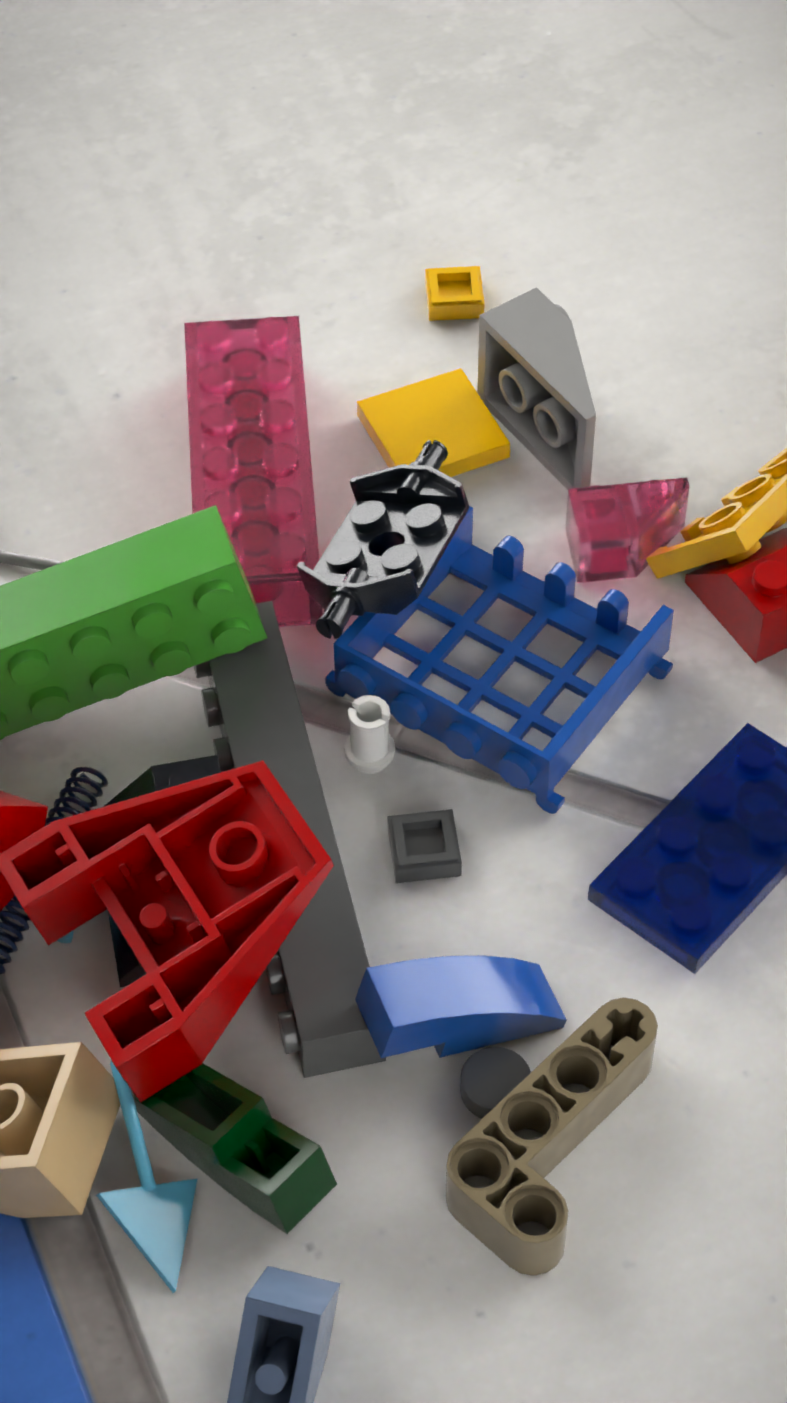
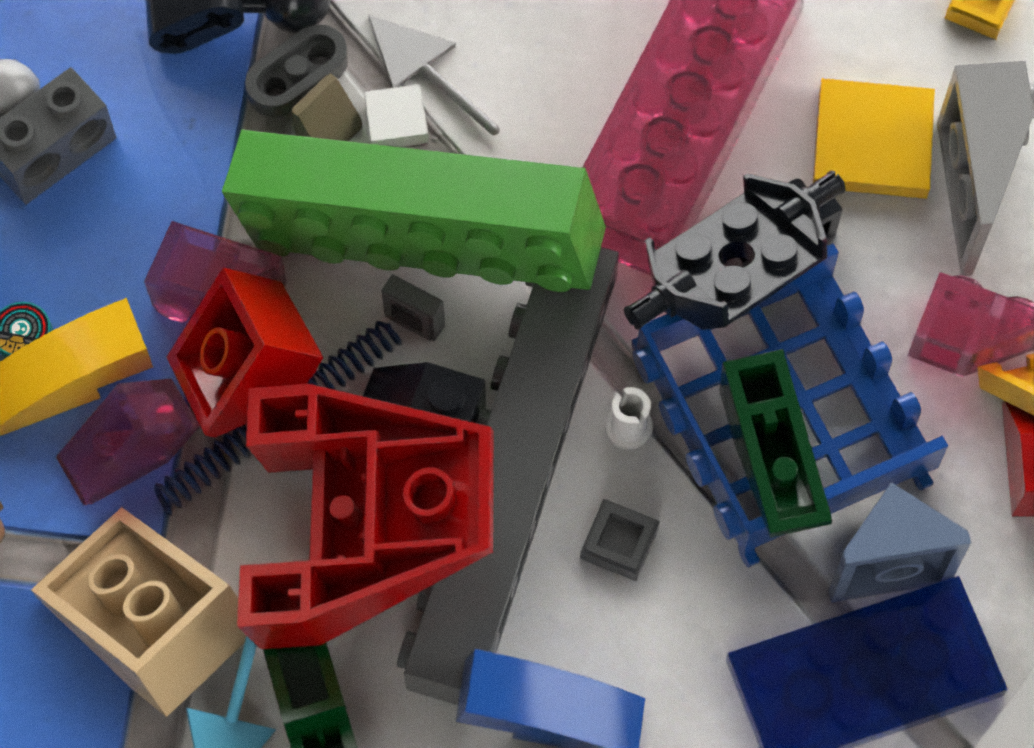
camera: 30 degrees right, 15 degrees up
(101, 741) = (413, 308): none -> dark grey tile
(517, 674) = (773, 443): none -> dark green slope
(690, 713) = (899, 549): none -> sand blue slope

